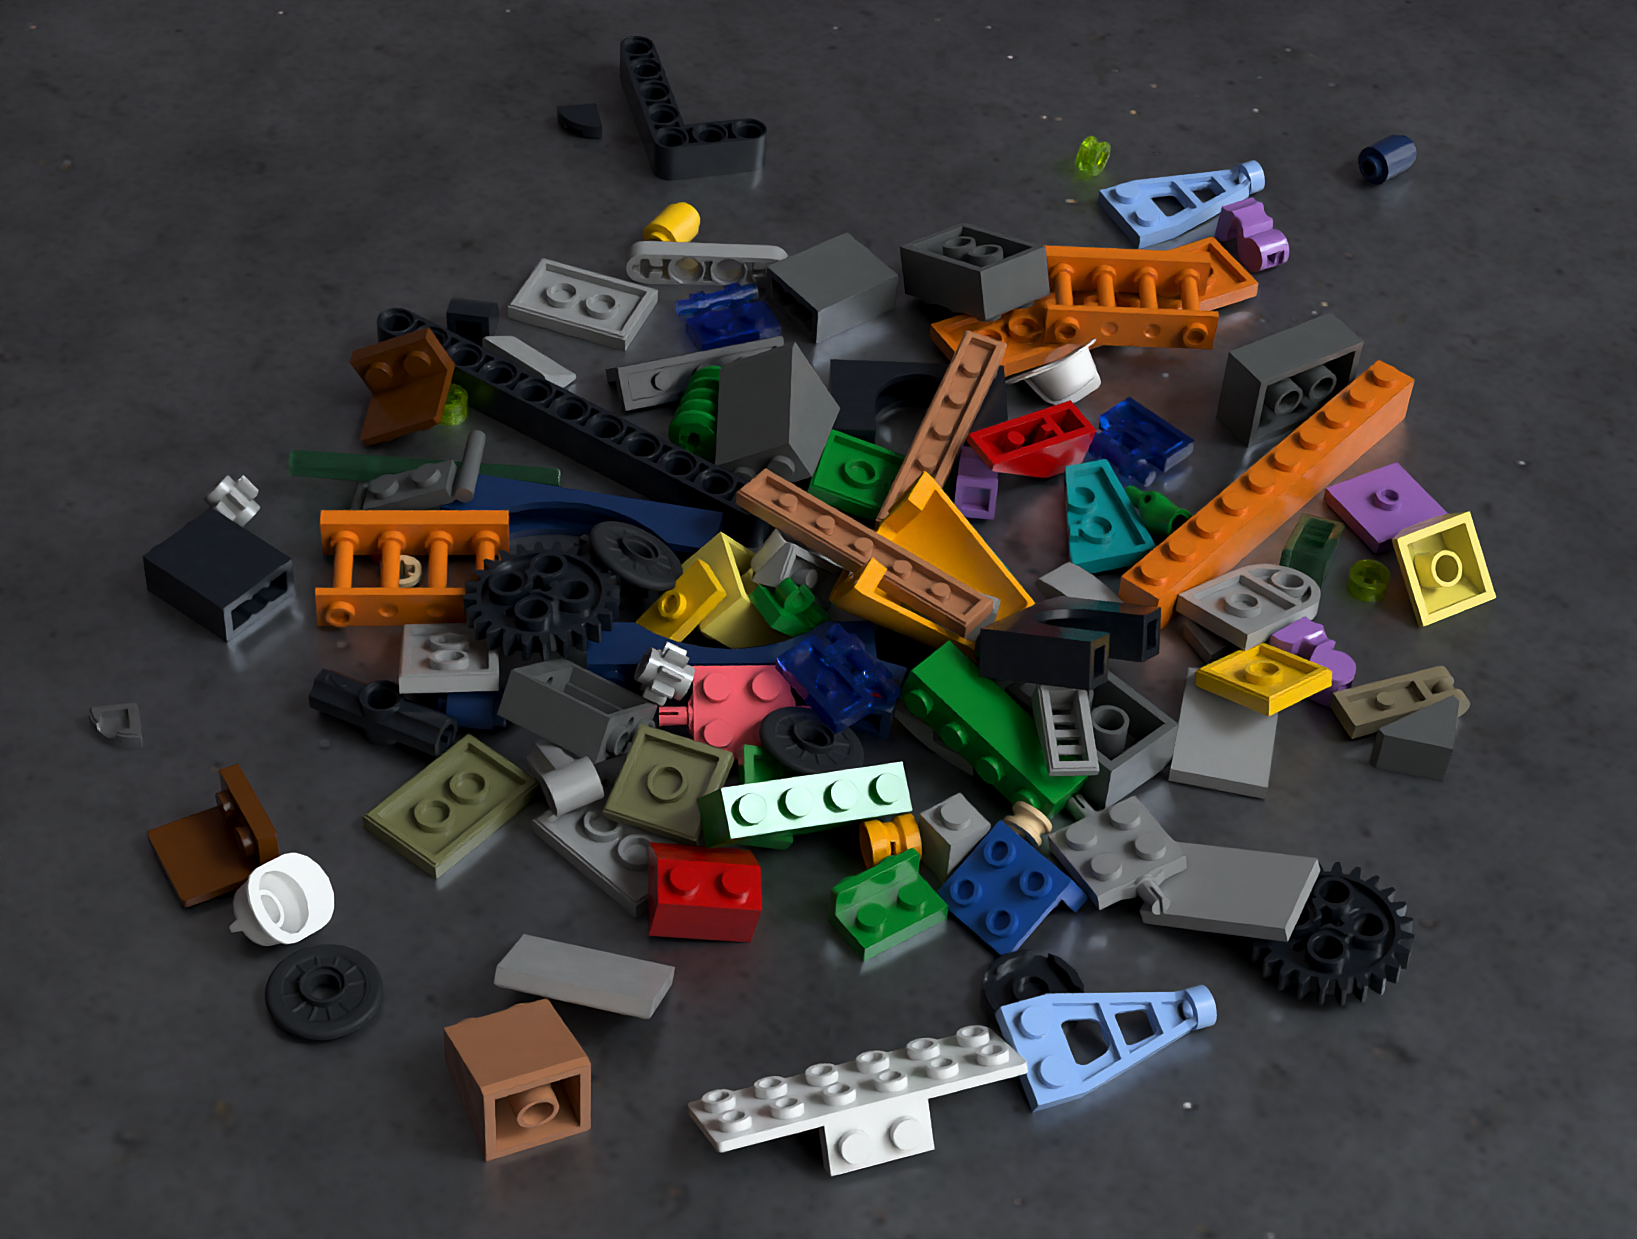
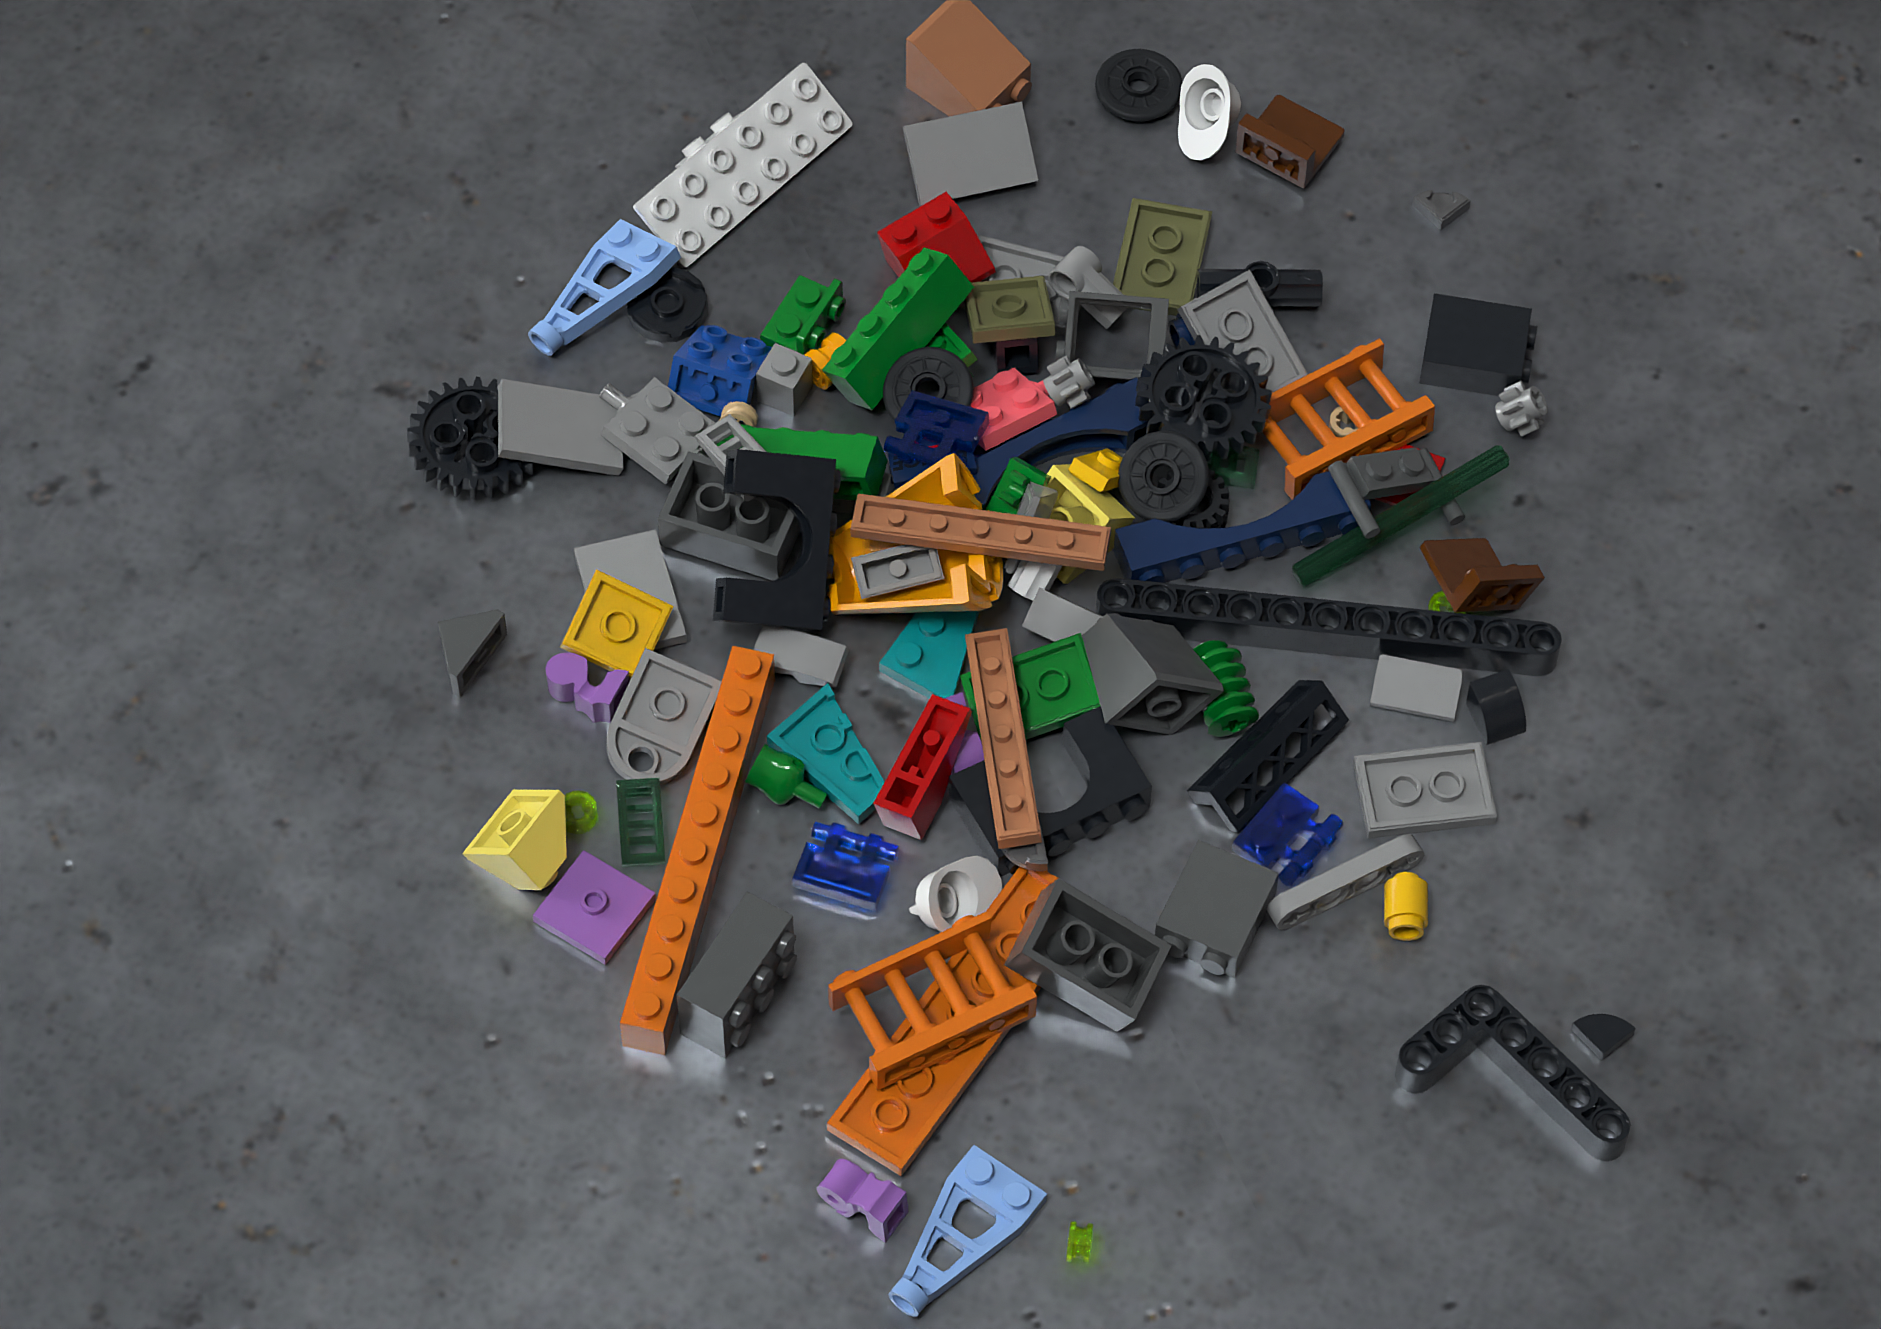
camera: 155 degrees right, 15 degrees up
(1379, 703) = (500, 685): dark tan plate -> none

